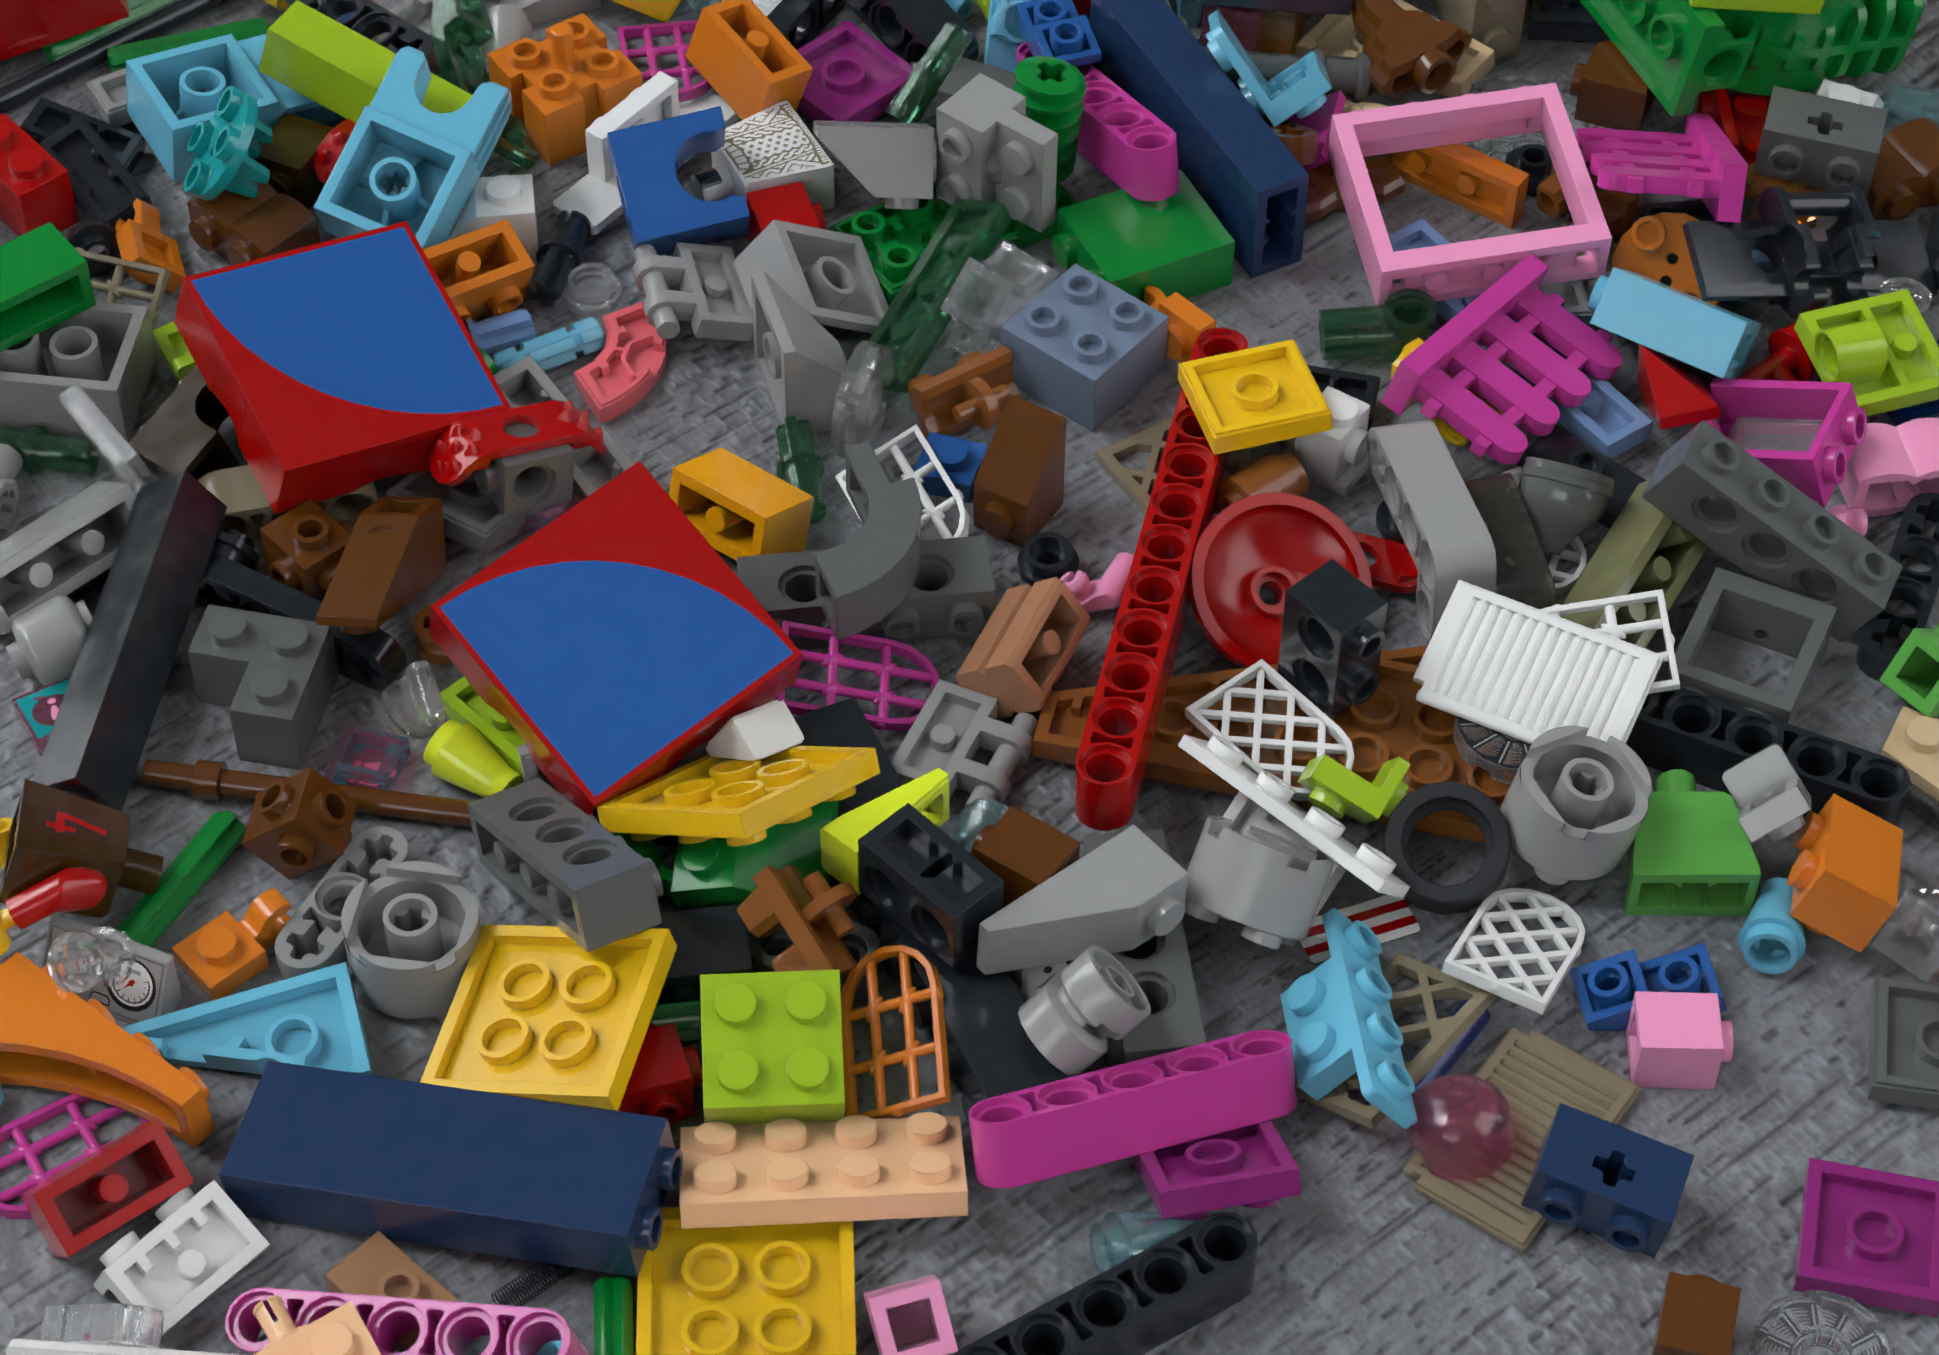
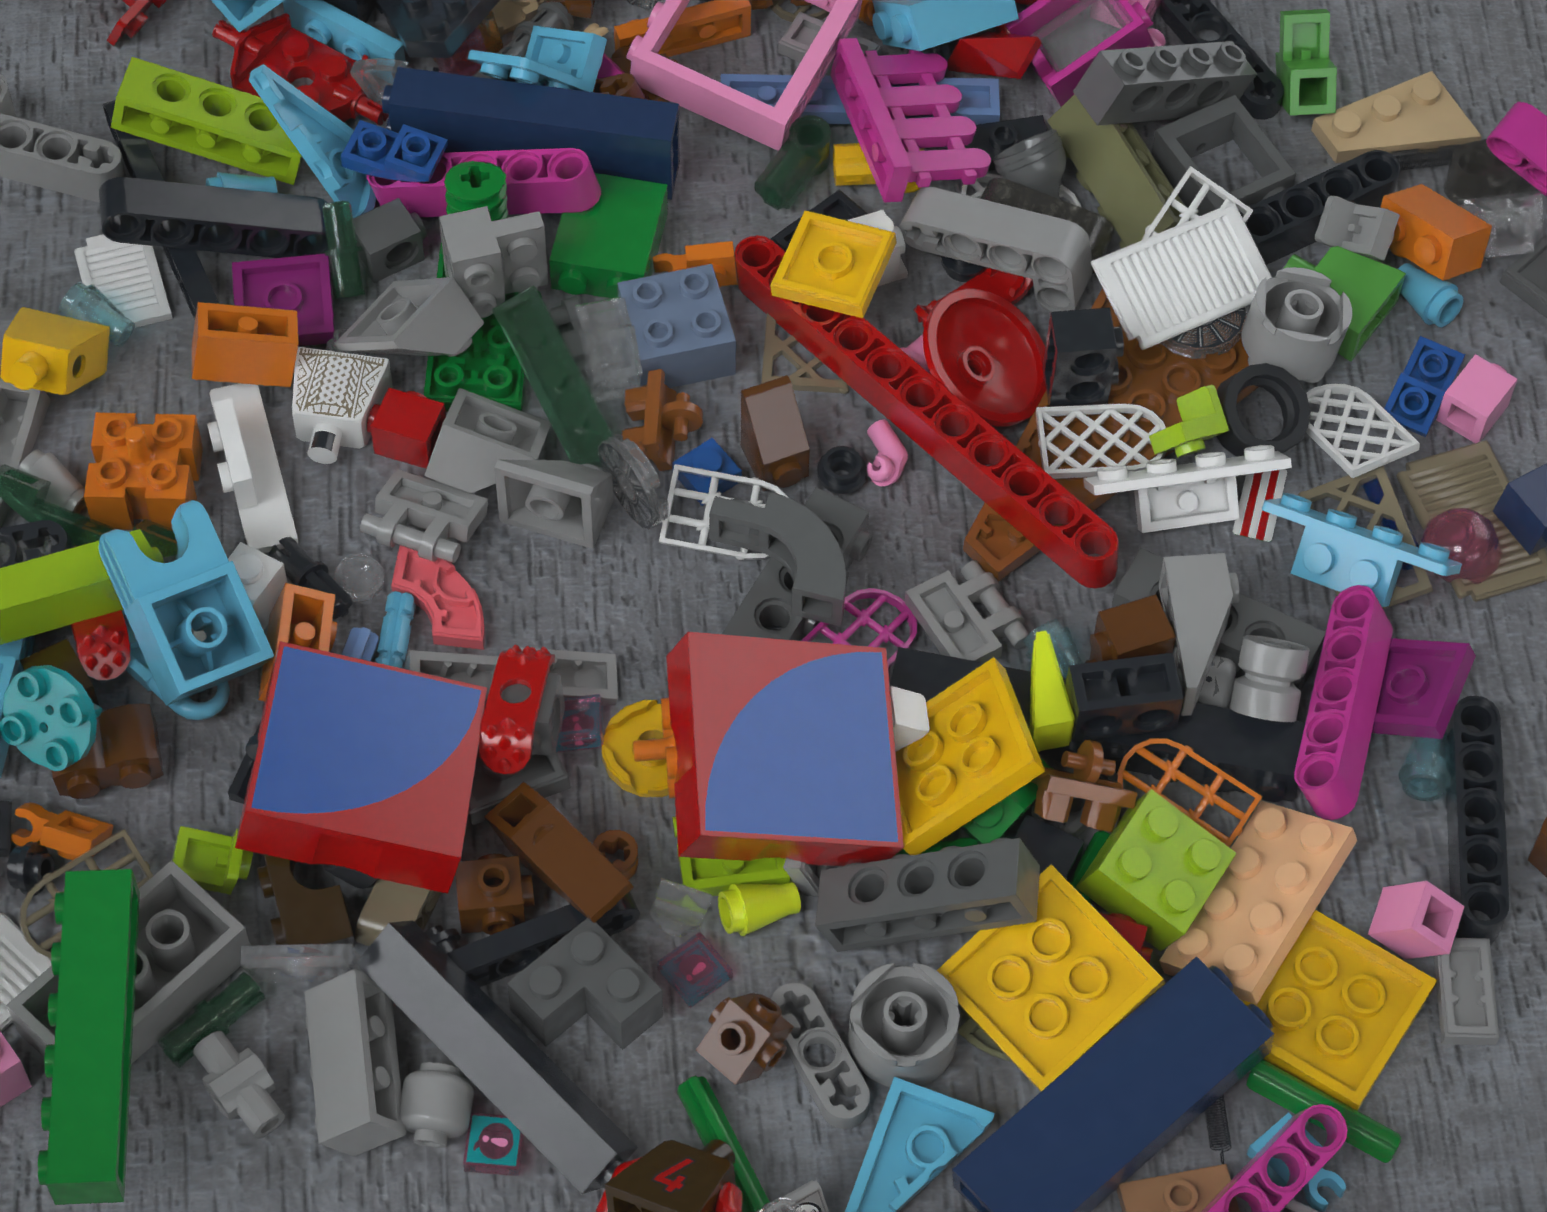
camera: 55 degrees left, 10 degrees up
(214, 780) = (642, 1074): reddish brown bar -> none
(233, 952) = (804, 1149): orange plate -> none
(651, 196) = (316, 477): blue piece -> none
(671, 28) = (150, 380): dark pink window -> none
(741, 505) = (661, 609): light orange brick -> none
(800, 463) = (641, 557): clear green axle -> none
(1025, 646) = (919, 528): nougat brick -> none
(1256, 882) = (1225, 521): light grey brick -> none
(1265, 475) = (891, 312): dark orange brick -> none

